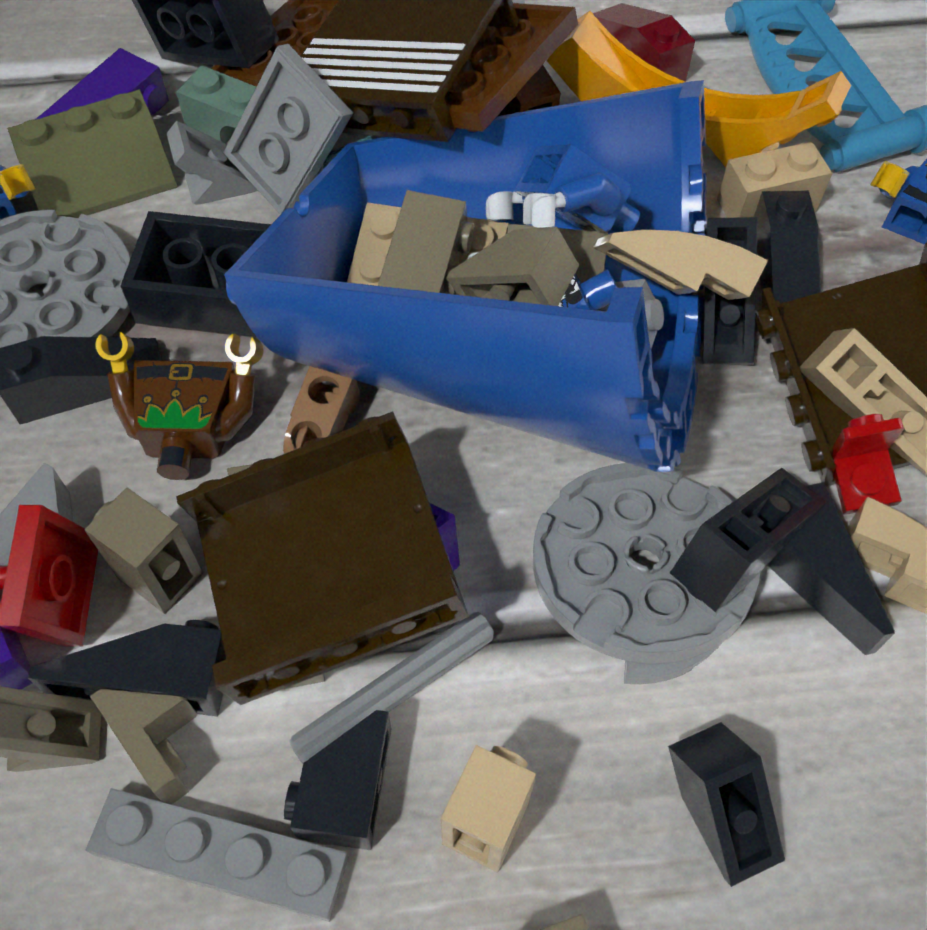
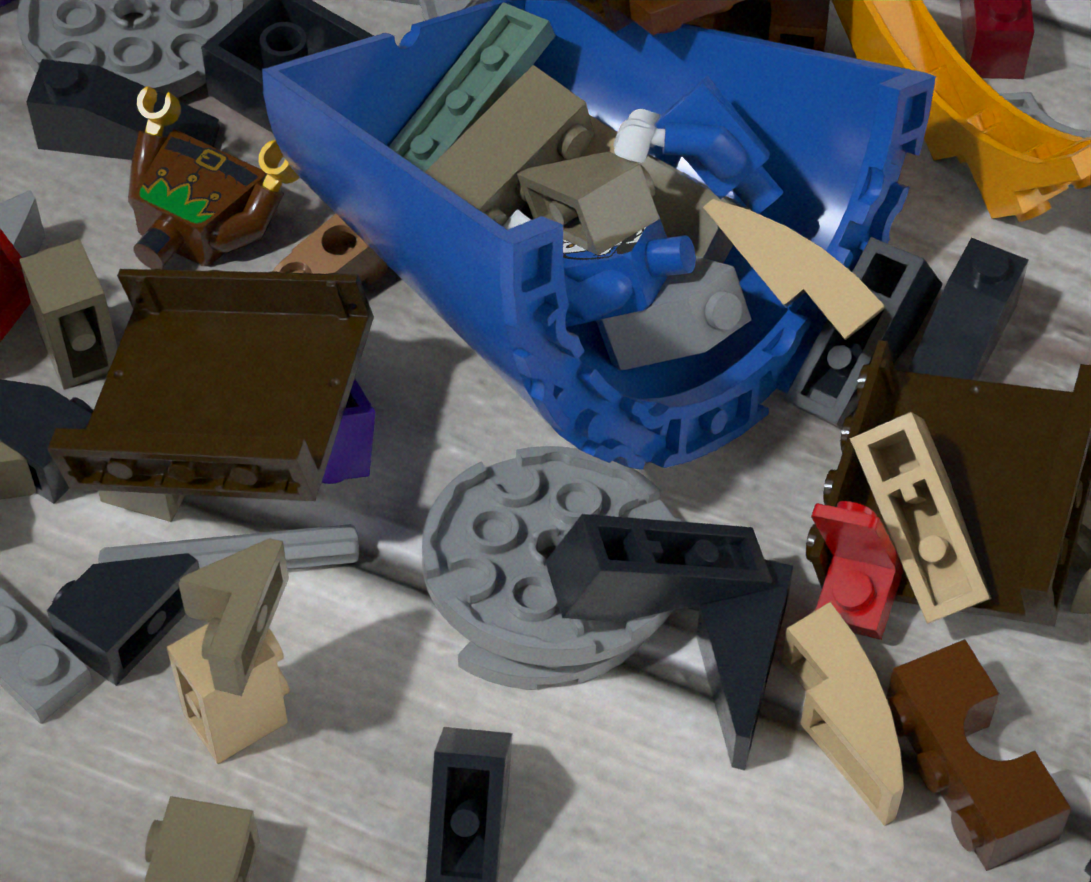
camera: 30 degrees right, 5 degrees down
(362, 219) = (474, 83): none -> sand green plate
(491, 741) = (239, 603): none -> dark tan slope
(782, 169) = (1021, 225): tan brick -> none

